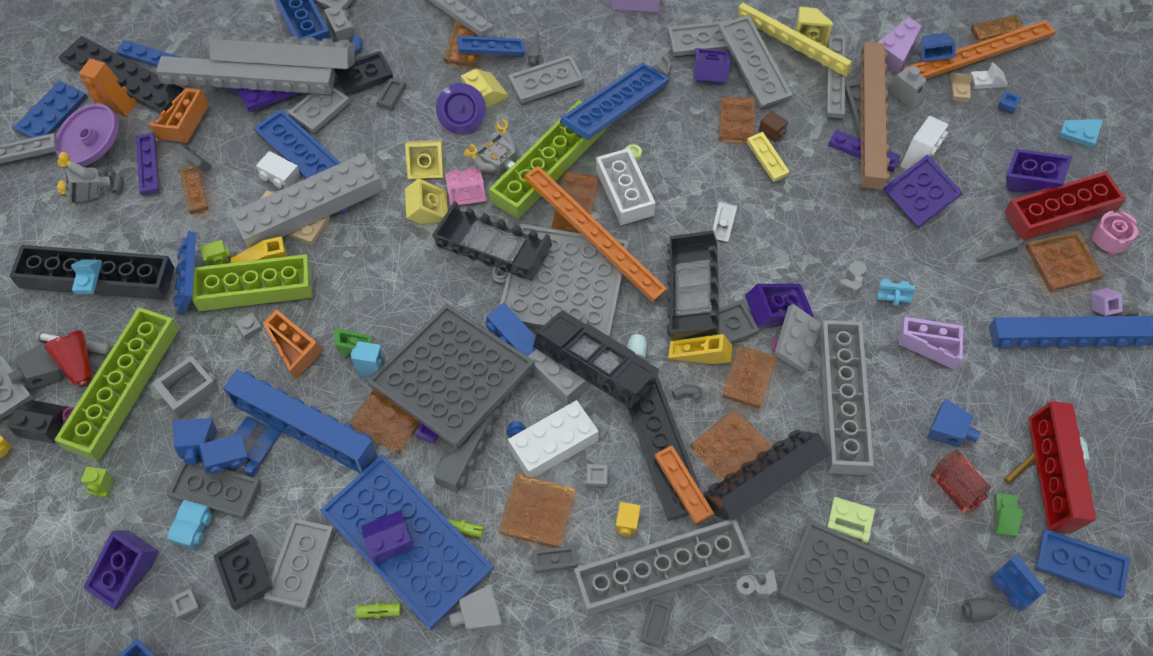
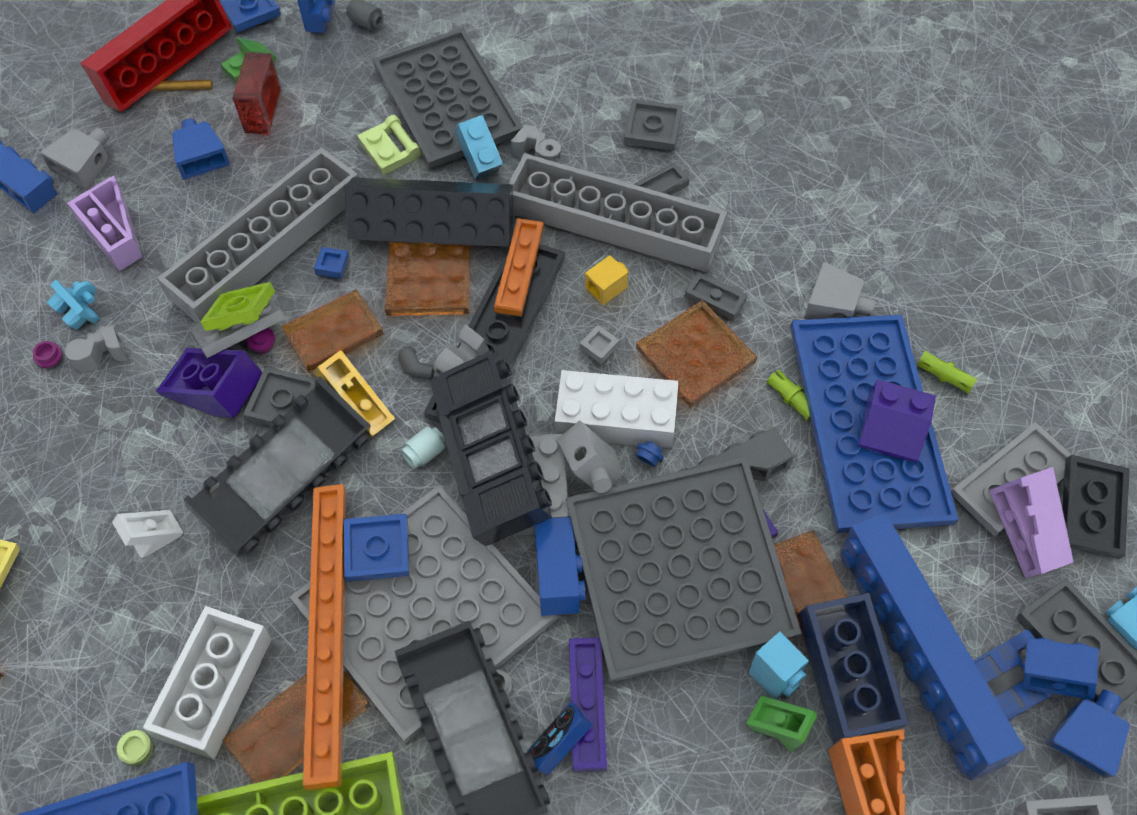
camera: 140 degrees left, 0 degrees up
(275, 528) = (1034, 522): none -> lavender wedge
(332, 384) = (852, 667): none -> dark blue brick
(451, 292) = (588, 696): none -> dark purple plate
(452, 268) = (559, 738): none -> slope
(538, 391) = (599, 462): none -> light grey torso
(607, 282) = (376, 547): none -> blue plate
(660, 402) = (471, 347): none -> light grey leg
(786, 546) = (478, 147): none -> medium azure brick
(793, 414) = (331, 262): none -> blue plate
(799, 334) = (238, 307): none -> lime plate
(874, 261) = (47, 354): none -> magenta plate
(1008, 369) = (77, 156): none -> light grey torso

